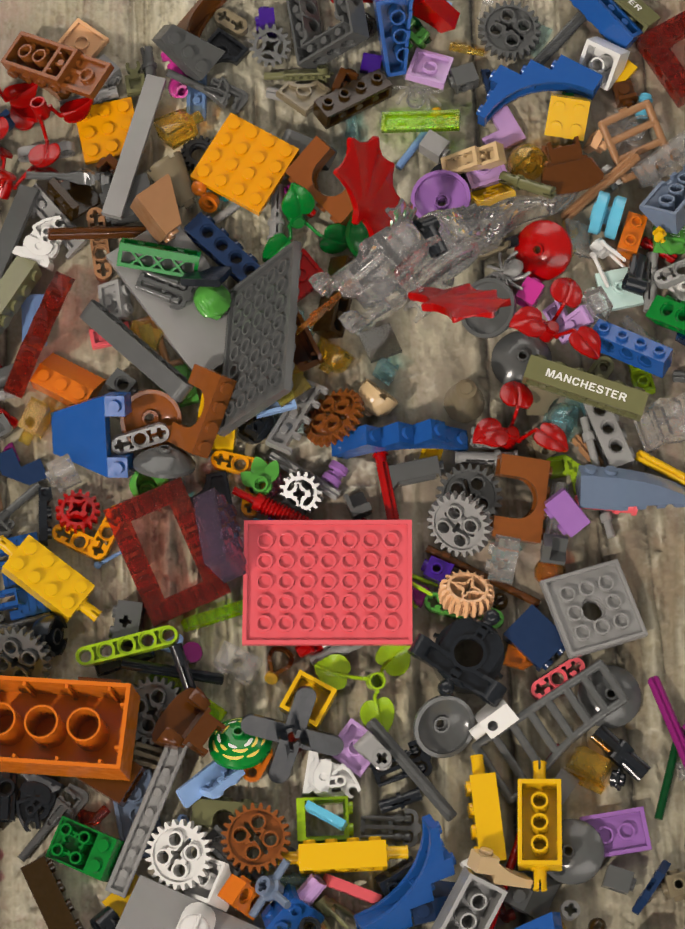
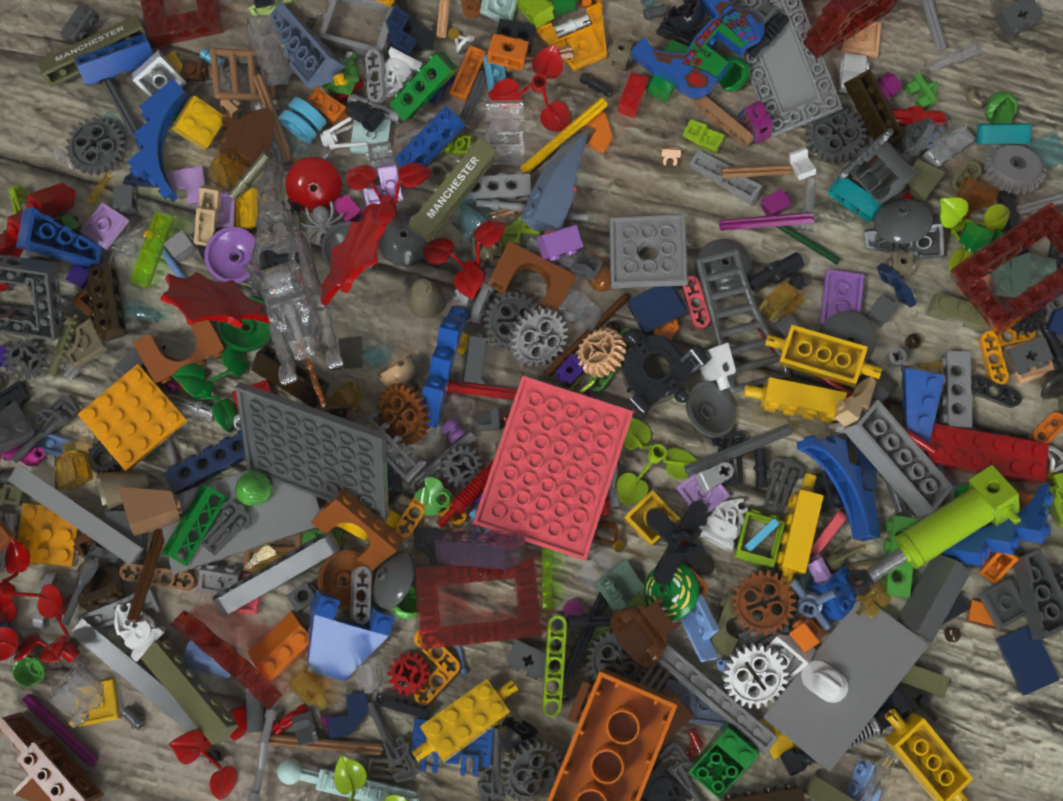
camera: 70 degrees left, 5 degrees up
(208, 201) = (154, 462): orange plate -> none
(210, 277) = (232, 481): black tile -> none
(229, 689) = (619, 585): none -> sand green hinge

